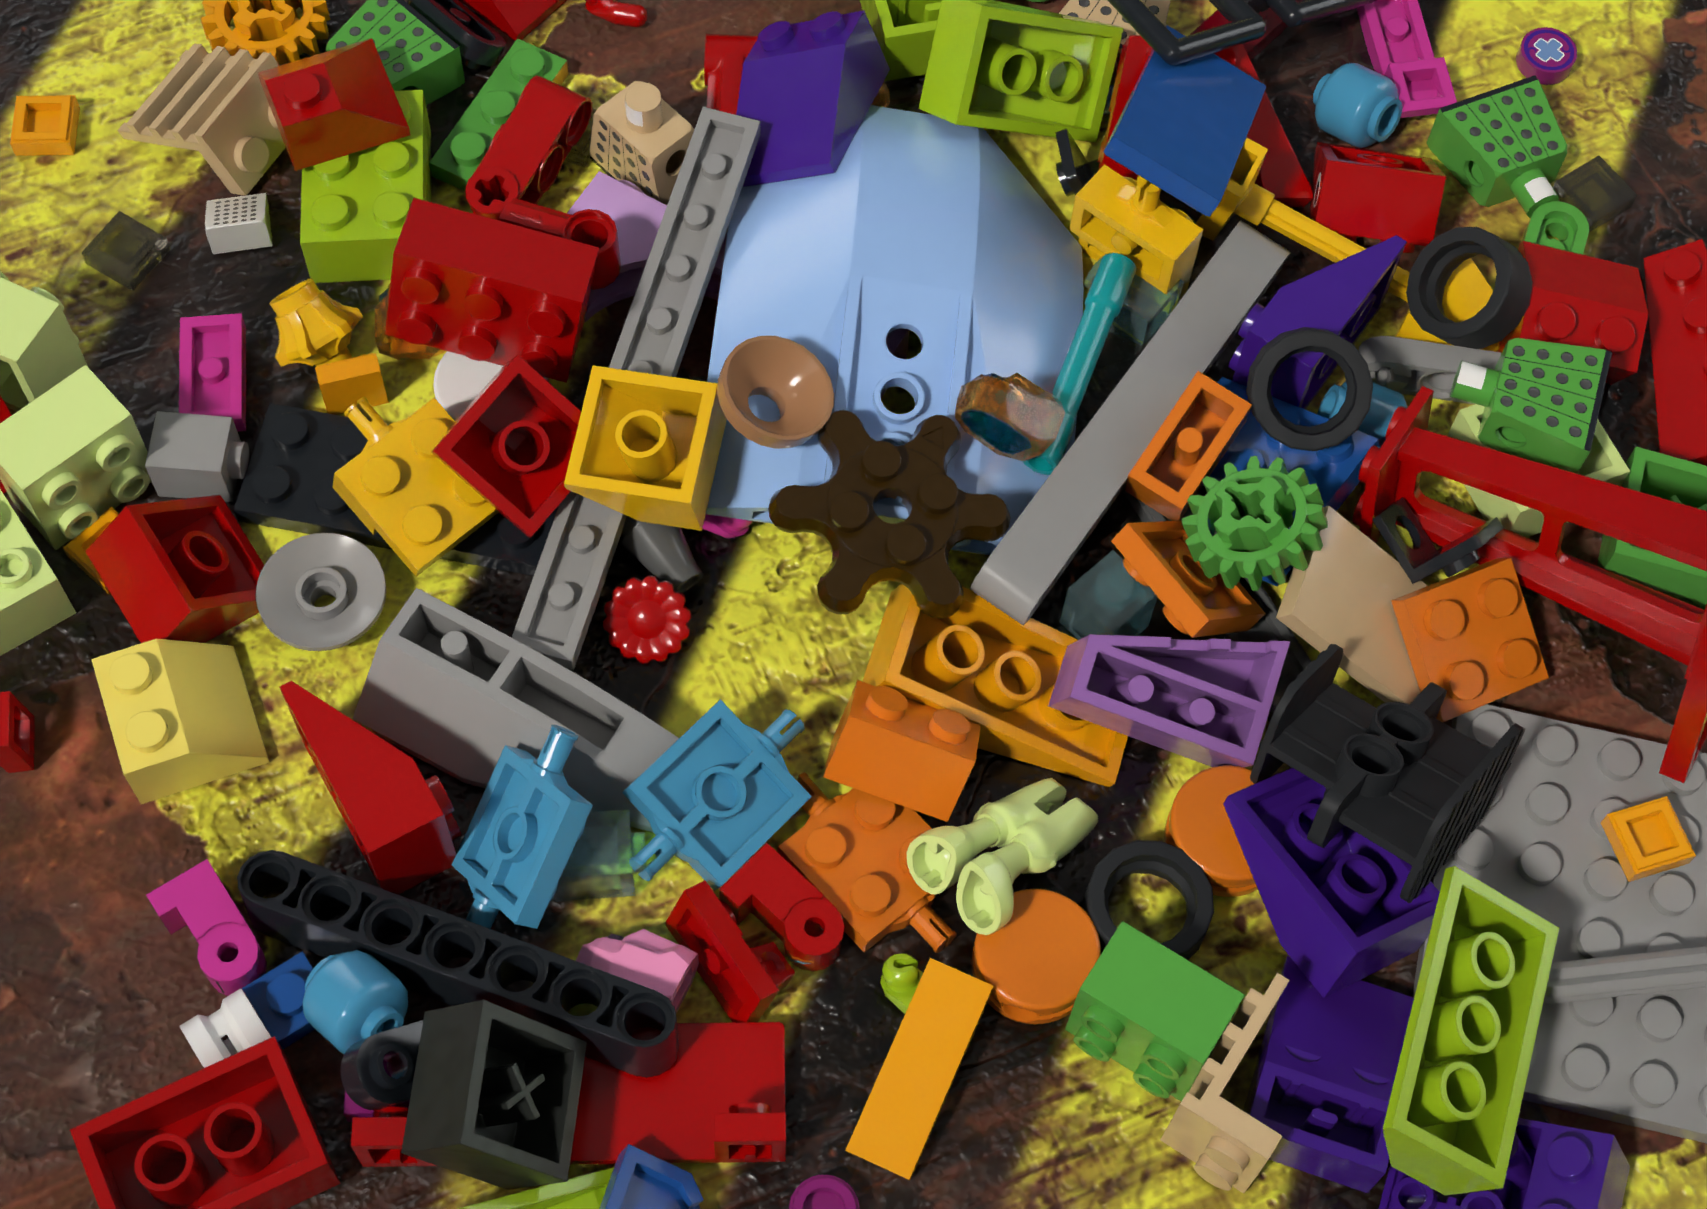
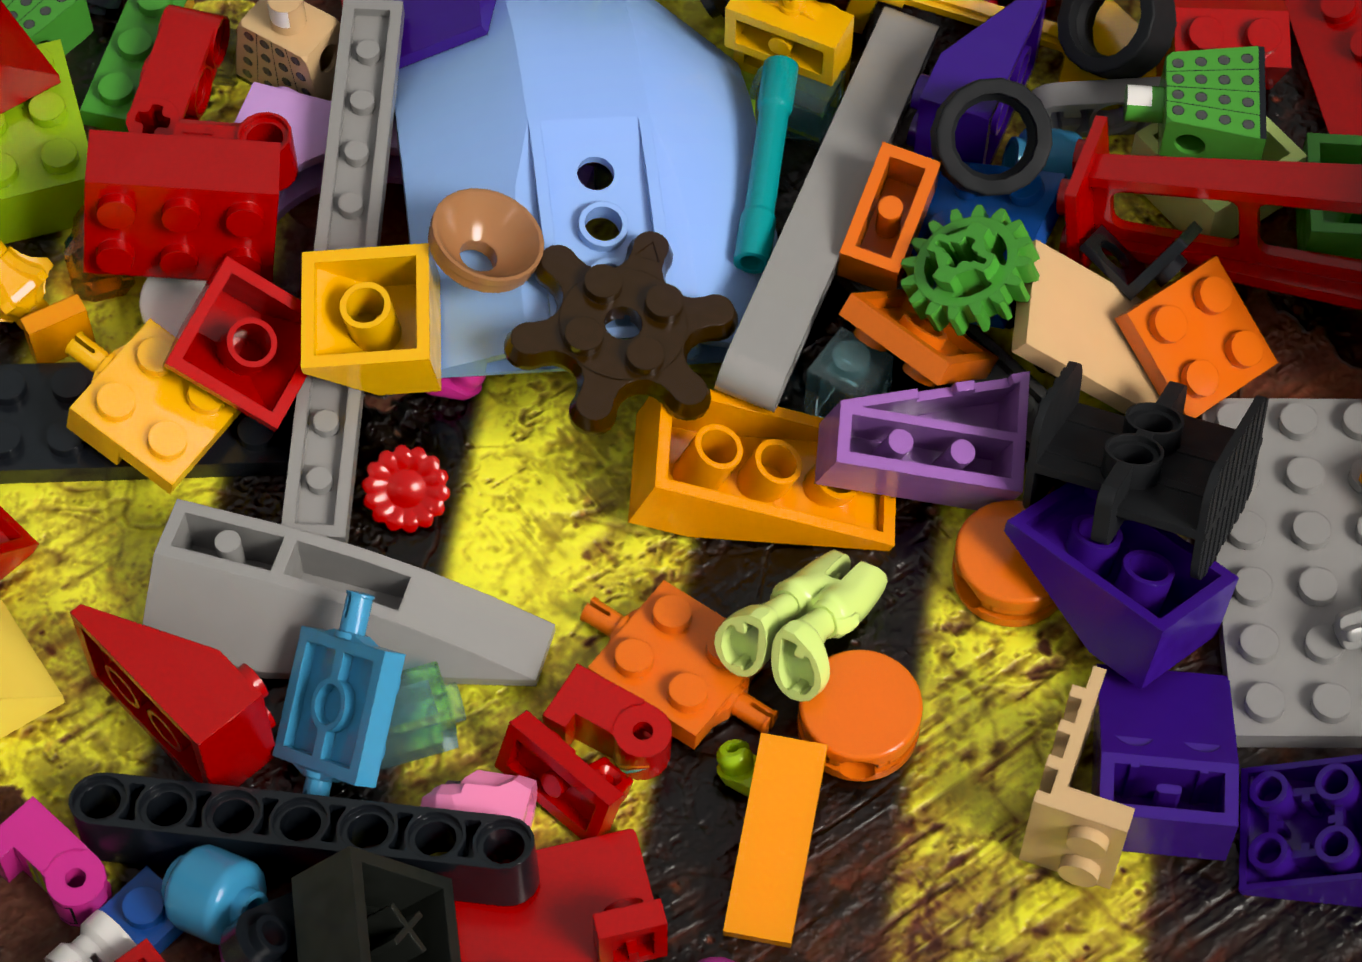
camera: 10 degrees left, 5 degrees down
(315, 568) = (75, 507): light grey dish -> none
(662, 552) = (403, 421): dark grey cone -> none
(717, 795) = (518, 629): dark azure plate -> none
(903, 750) = (686, 551): orange brick -> none
(1009, 415) = (713, 220): clear orange rock -> none
(1151, 1012) = (982, 735): bright green brick -> none
(1162, 861) = (965, 605): black tyre -> none
(1469, 1039) = (1285, 688): lime slope -> none

